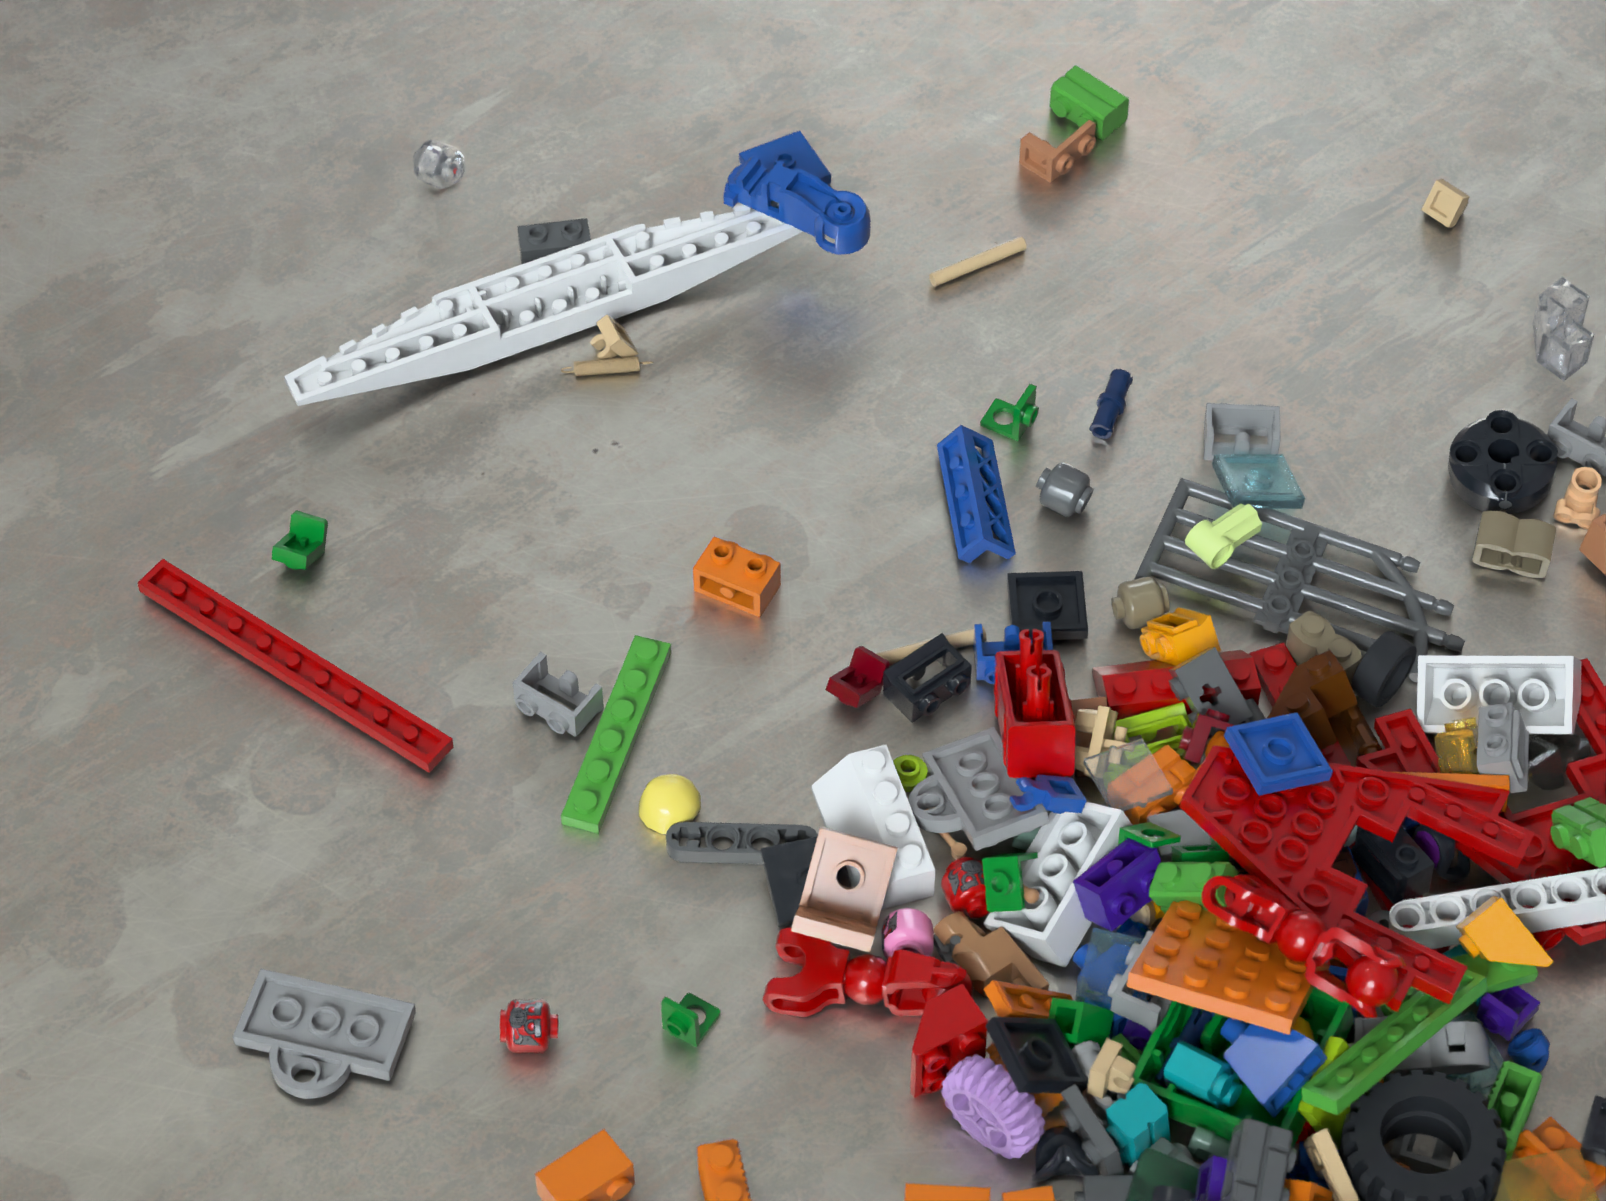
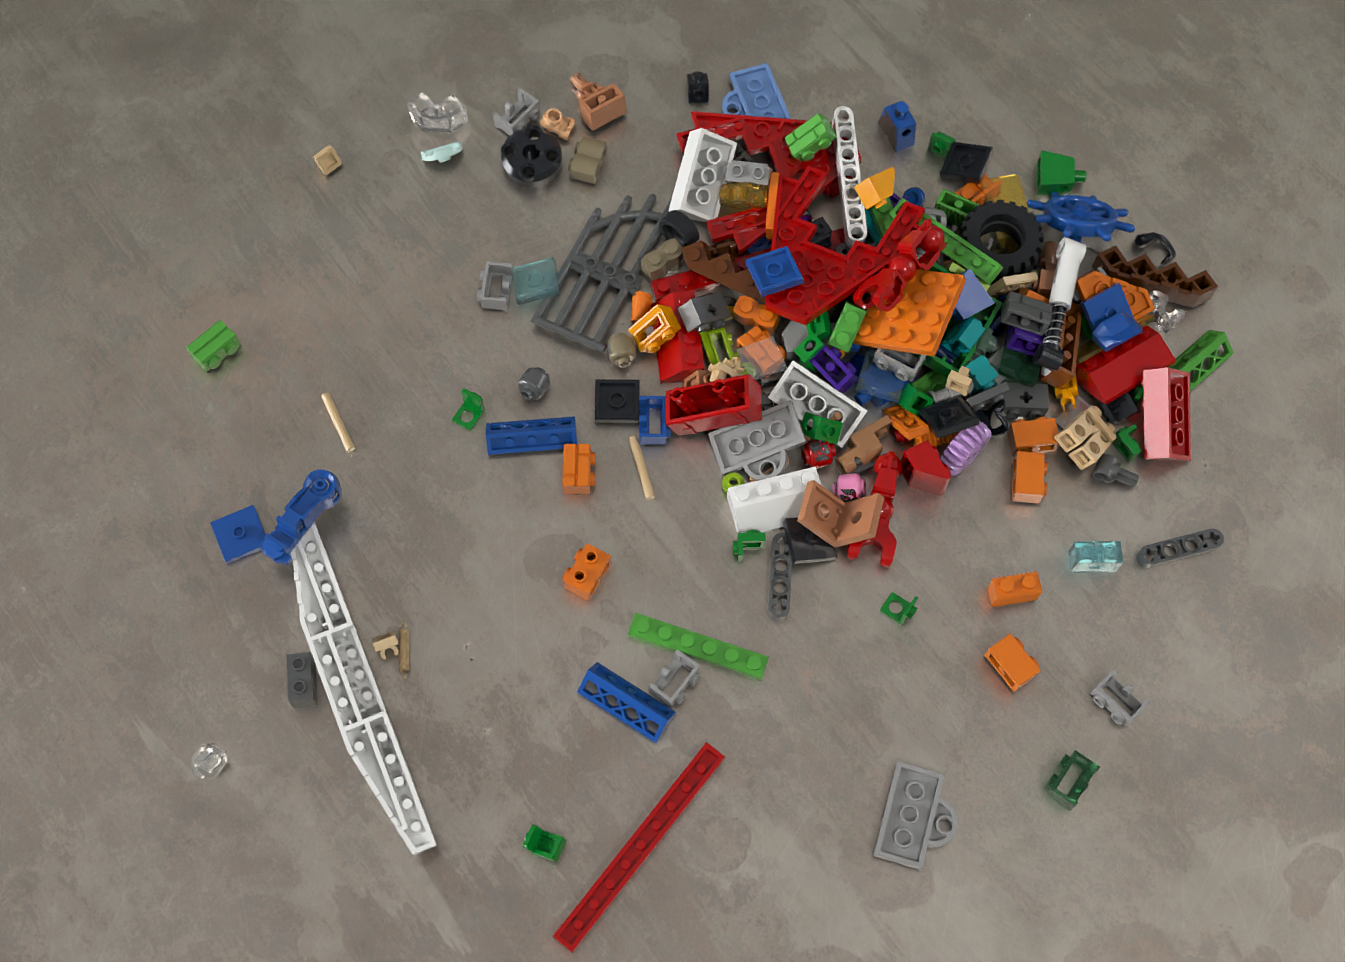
camera: 90 degrees left, 15 degrees up
(528, 631) = (629, 694): none -> blue fence
(528, 1026) = (912, 695): head -> none
(669, 801) = (752, 616): light yellow hair -> none
(795, 780) = (750, 540): none -> green bracket
(859, 680) = (669, 506): dark red bracket -> none
(916, 555) = (577, 468): none -> orange brick
(929, 695) = (662, 471): black window -> none
(1051, 161) = (255, 377): nougat bracket -> none
(1054, 792) = (776, 395): blue plate -> none
(1111, 404) = (466, 354): dark blue pin -> none
(1195, 738) = (737, 318): dark red bracket -> none
(1217, 540) = (586, 303): yellowish green piece -> none
(1235, 630) = (640, 305): none -> orange cone
(1492, 350) = (442, 153): none -> light aqua plate

